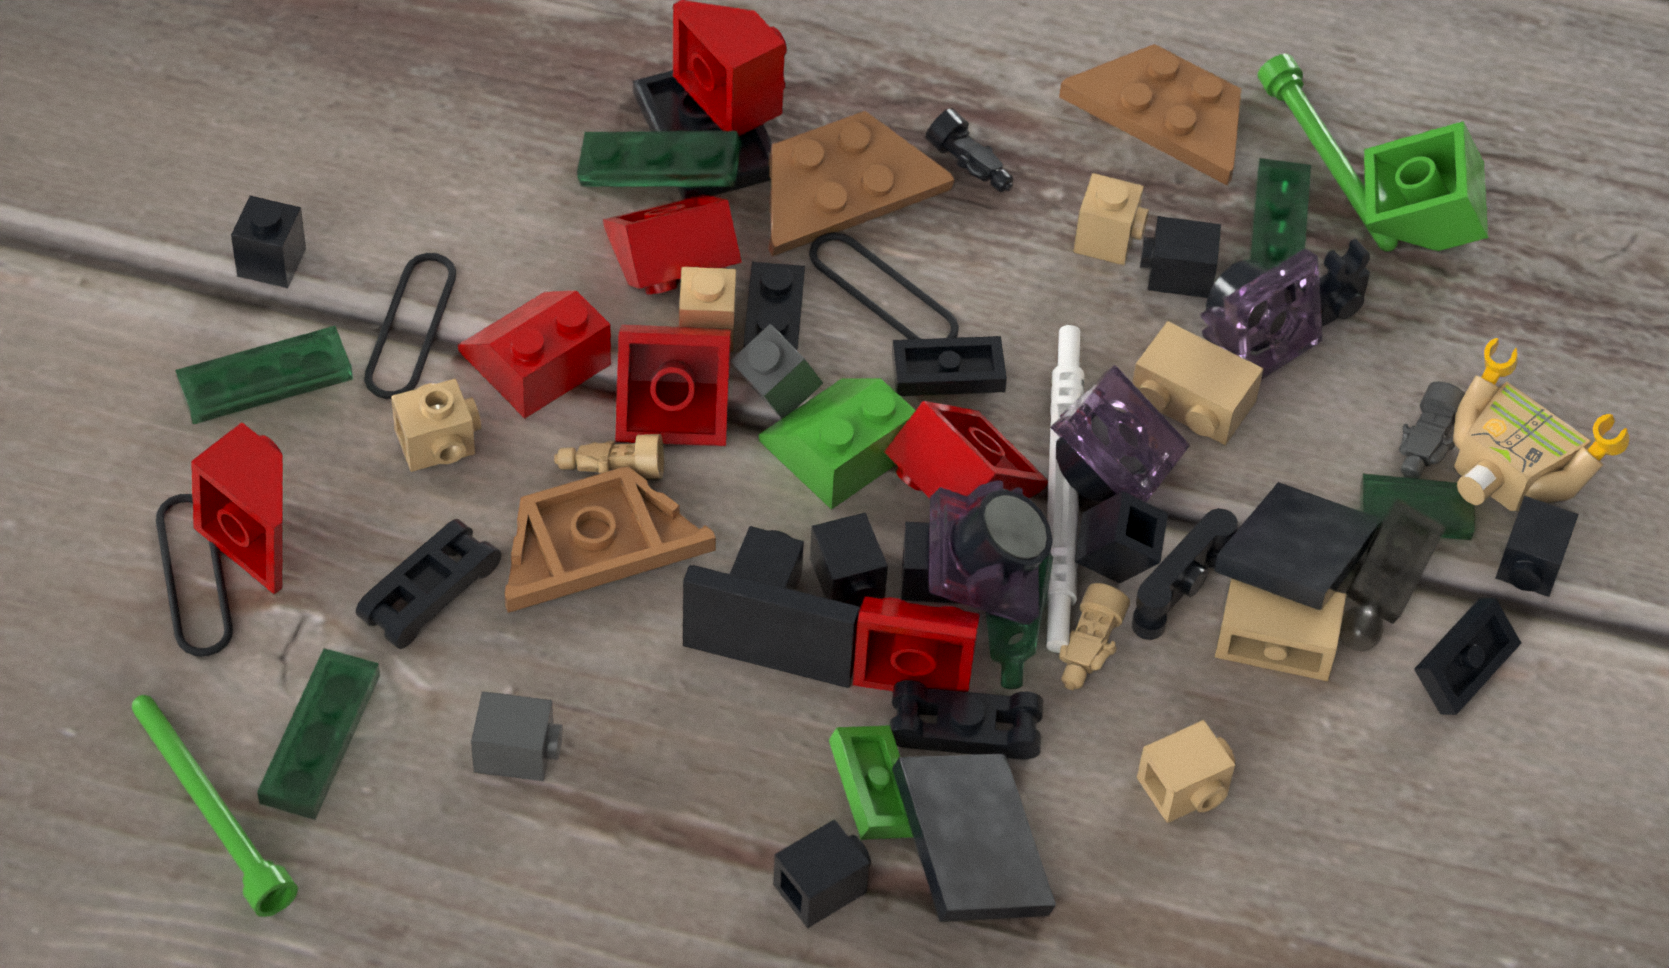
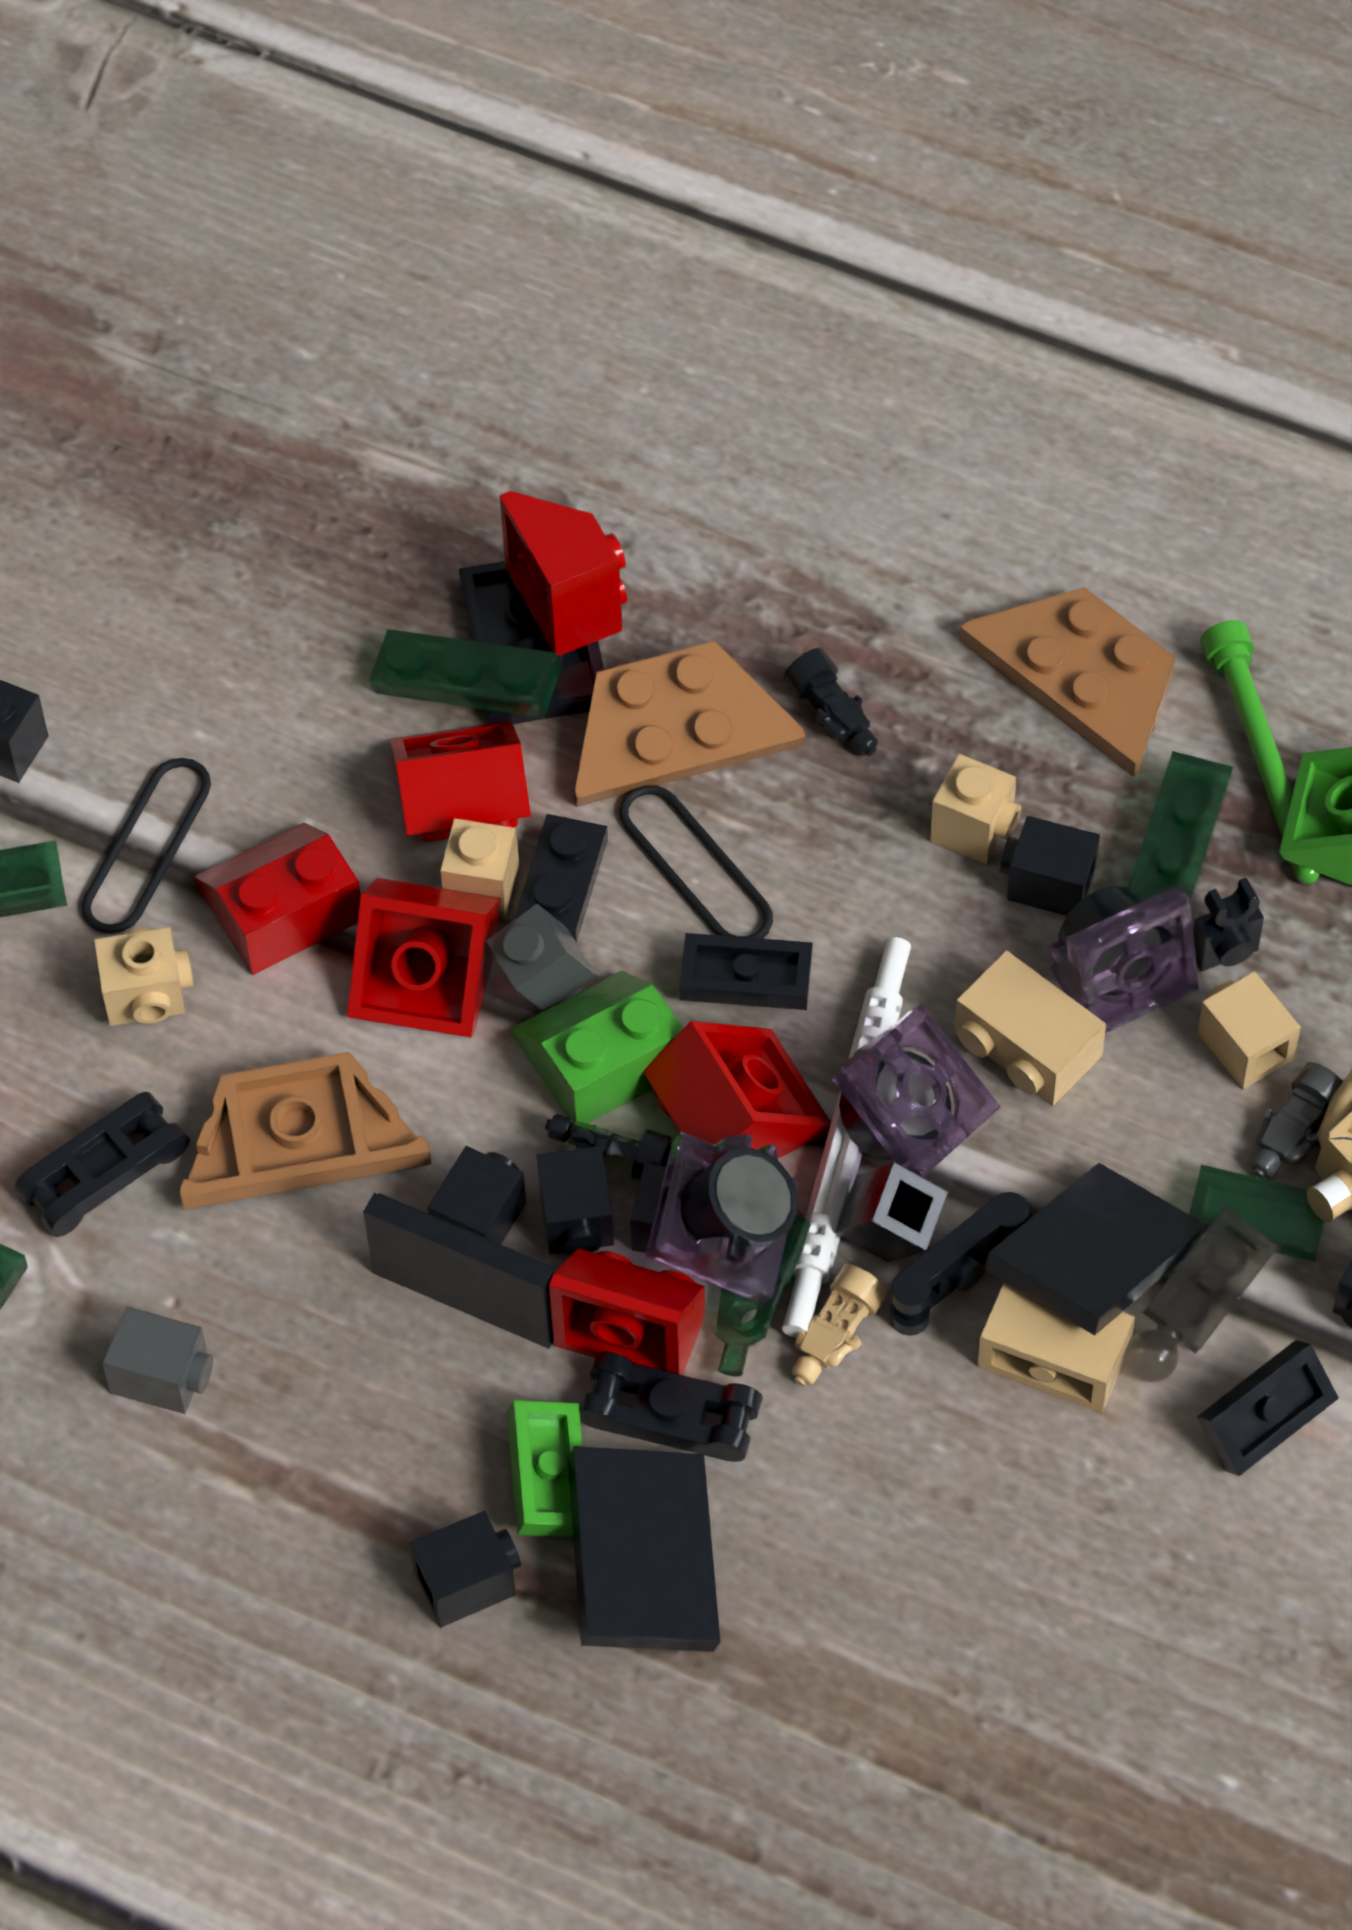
camera: 15 degrees right, 5 degrees up
(643, 456) = (372, 1041): tan piece -> none
(905, 511) = (652, 1148): none -> black piece
(1187, 771) = (906, 1504): tan brick -> none
(1374, 363) = (1248, 1029): none -> tan brick

